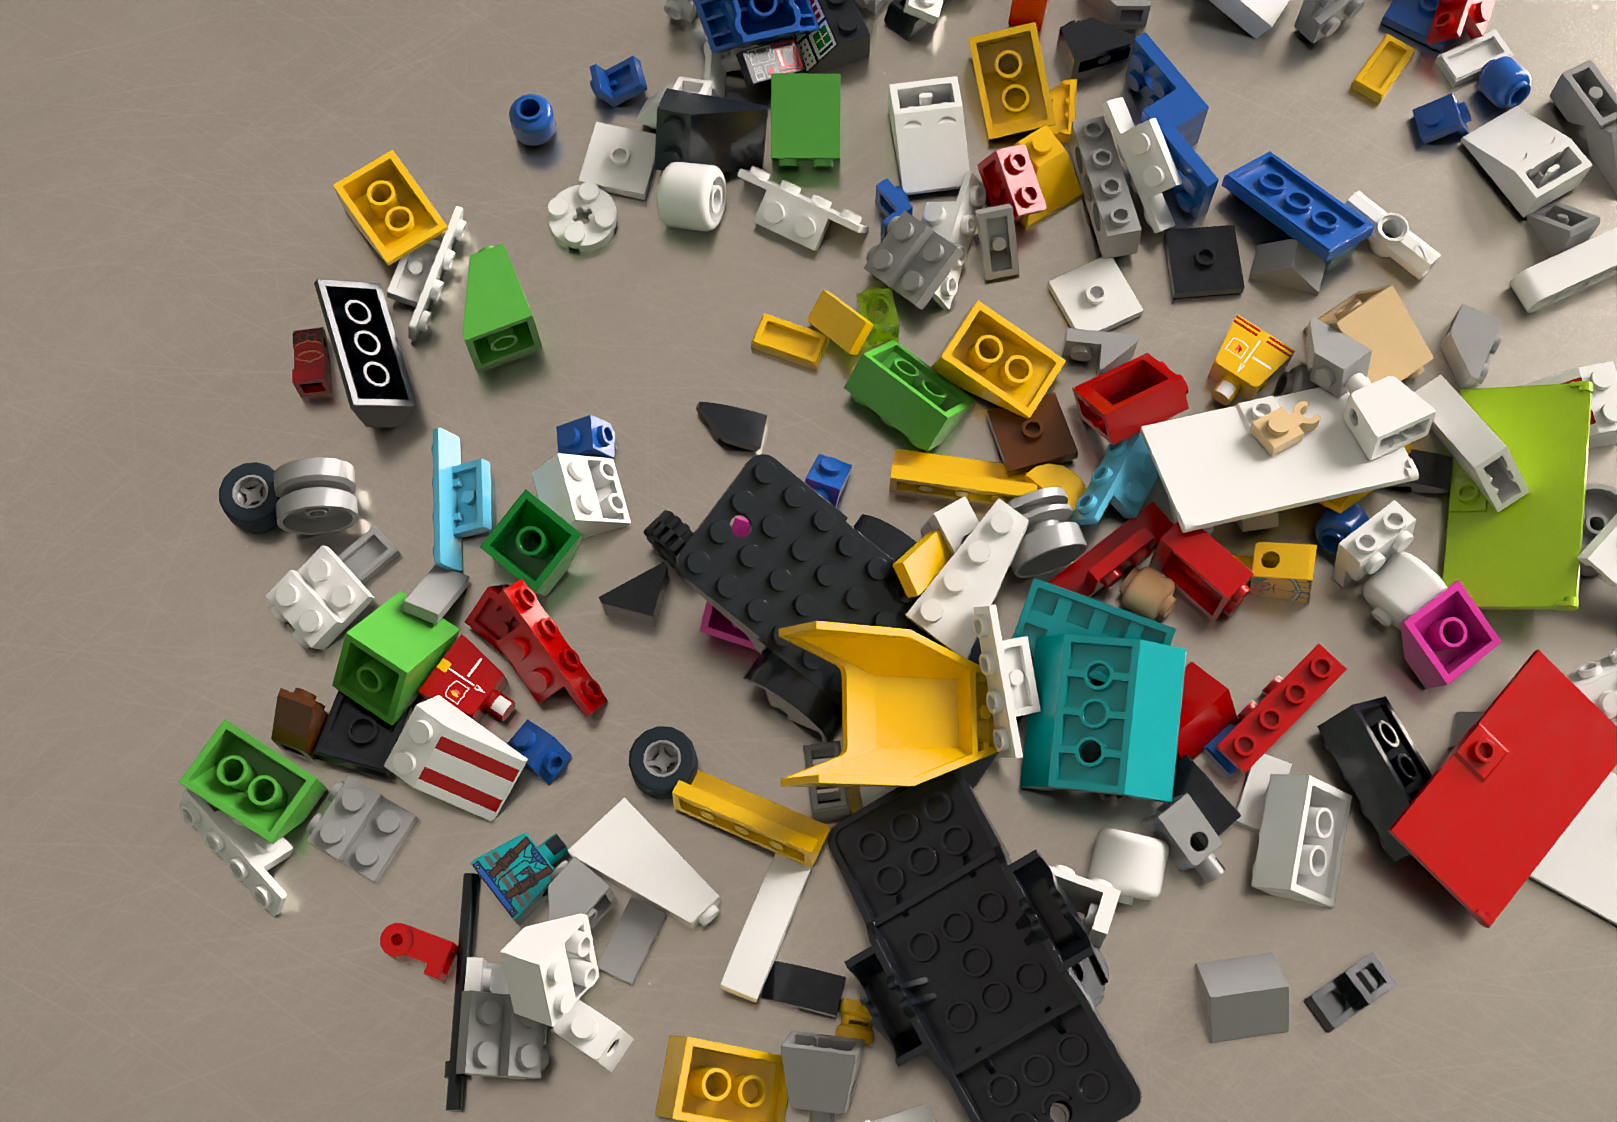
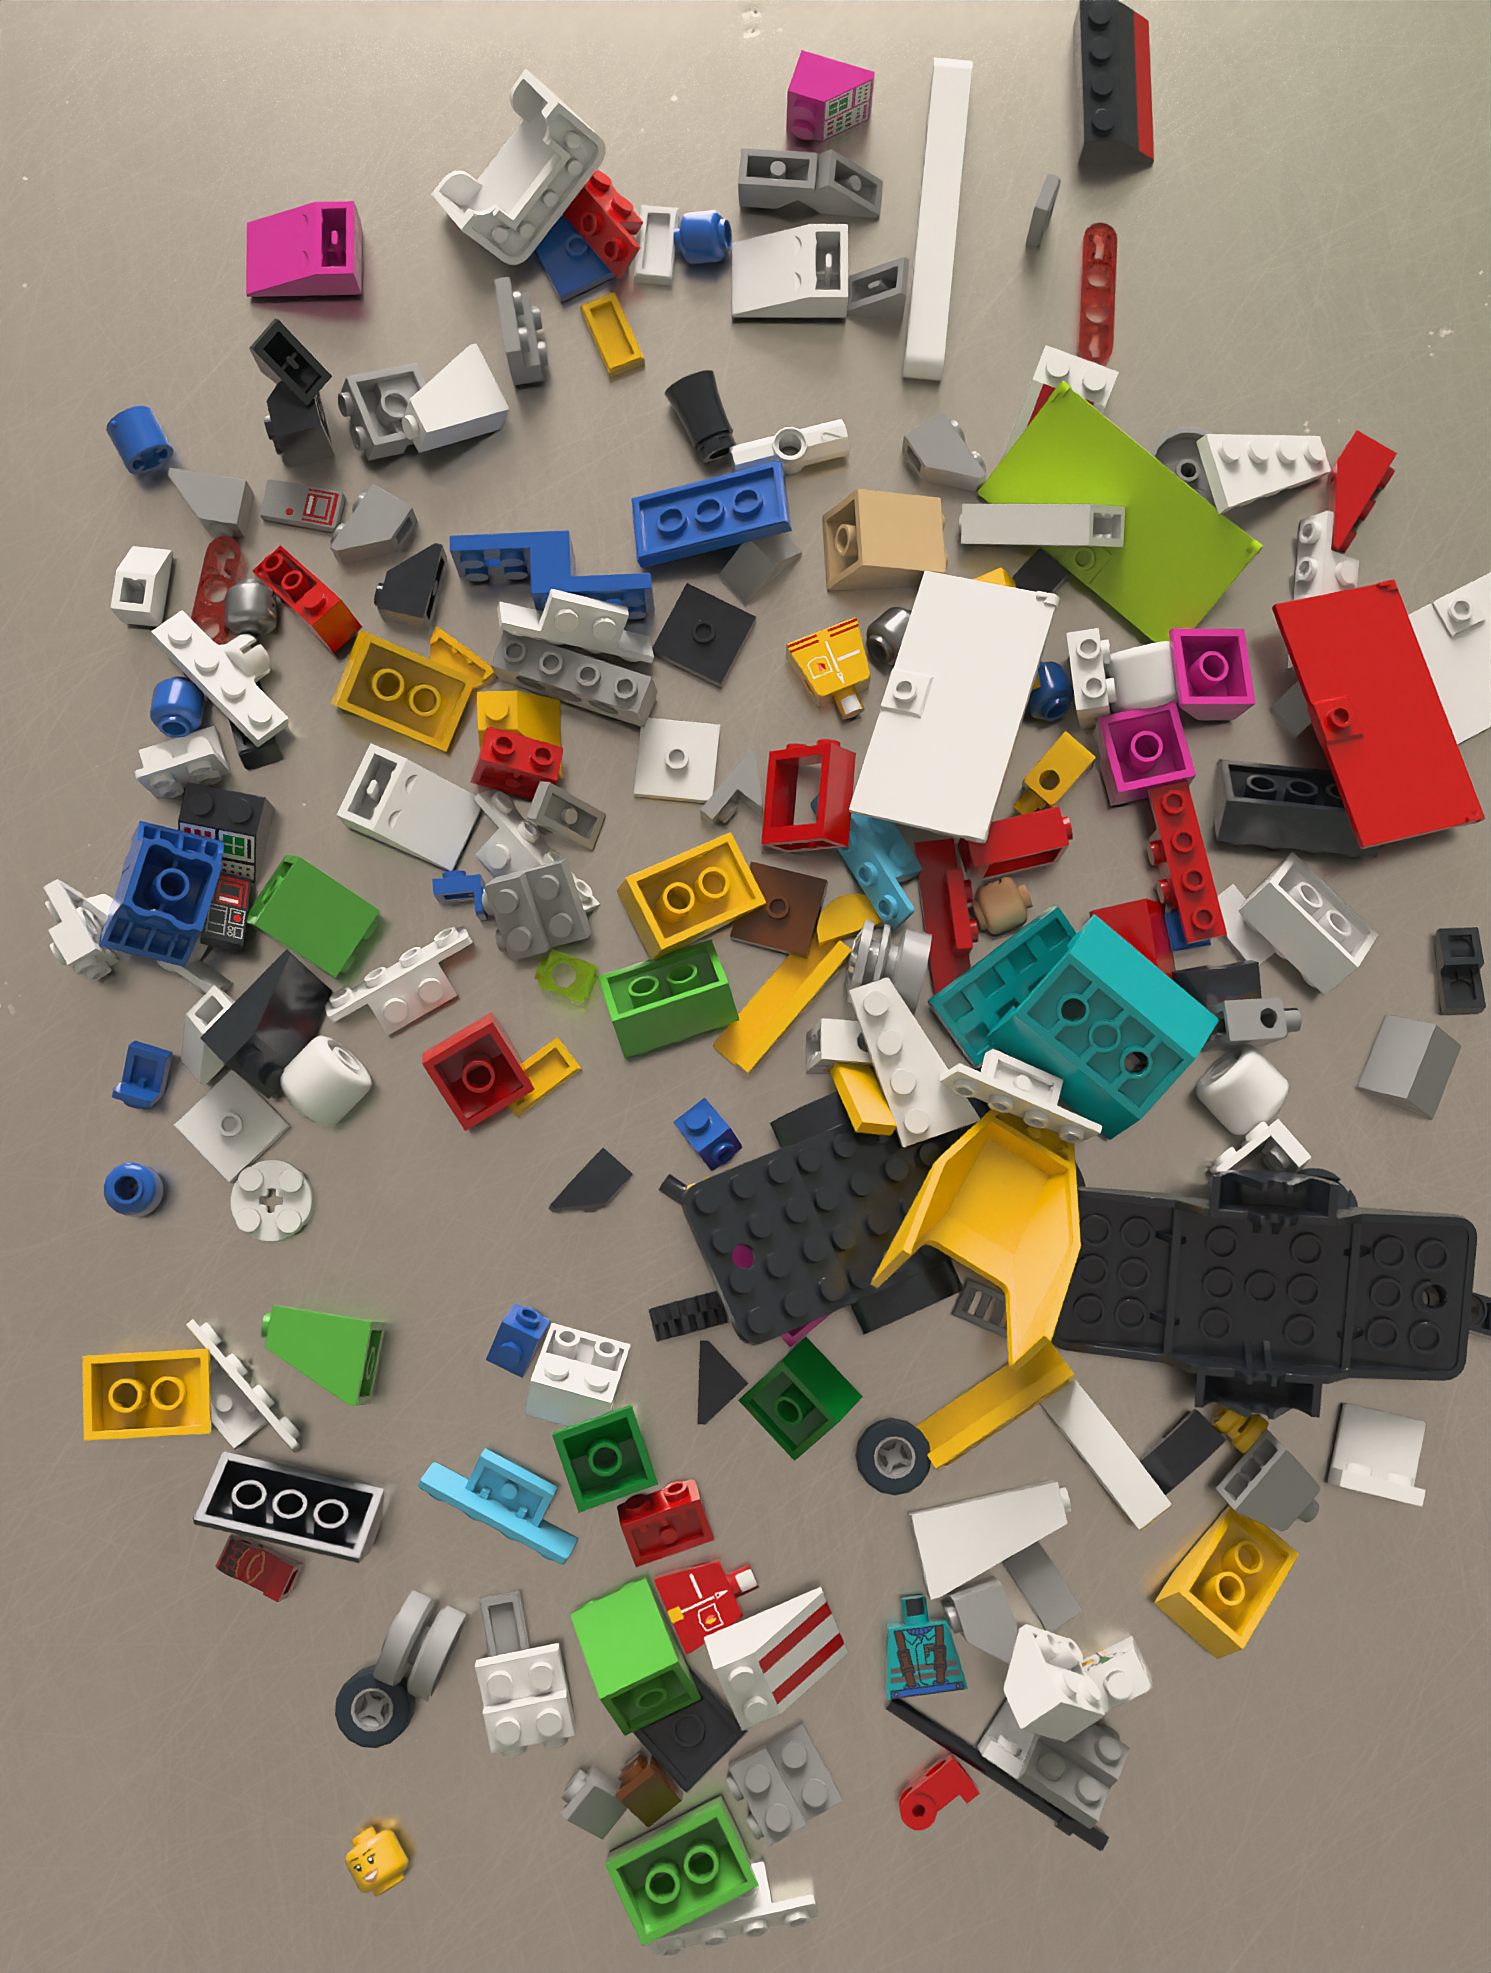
camera: 60 degrees left, 10 degrees up
(141, 564) = (376, 1861): none -> yellow head
(261, 686) = (592, 1802): none -> light grey slope
(435, 594) = (595, 1581): light grey tile -> none
(543, 655) = (721, 1510): red bracket -> none
(544, 752) = (808, 1569): blue bracket -> none
(666, 666) = (800, 1398): none -> green slope
(766, 292) = (477, 1071): none -> red slope
(840, 322) = (555, 1019): yellow tile -> none
(1282, 430) = (937, 686): tan plate -> none
(1334, 357) = (891, 590): light grey slope -> none
(1346, 623) = (1143, 752): none -> dark pink slope
(1371, 156) = (702, 414): none -> black plant
(1385, 414) = (981, 586): white torso -> none
(1442, 118) = (701, 319): blue bracket -> none

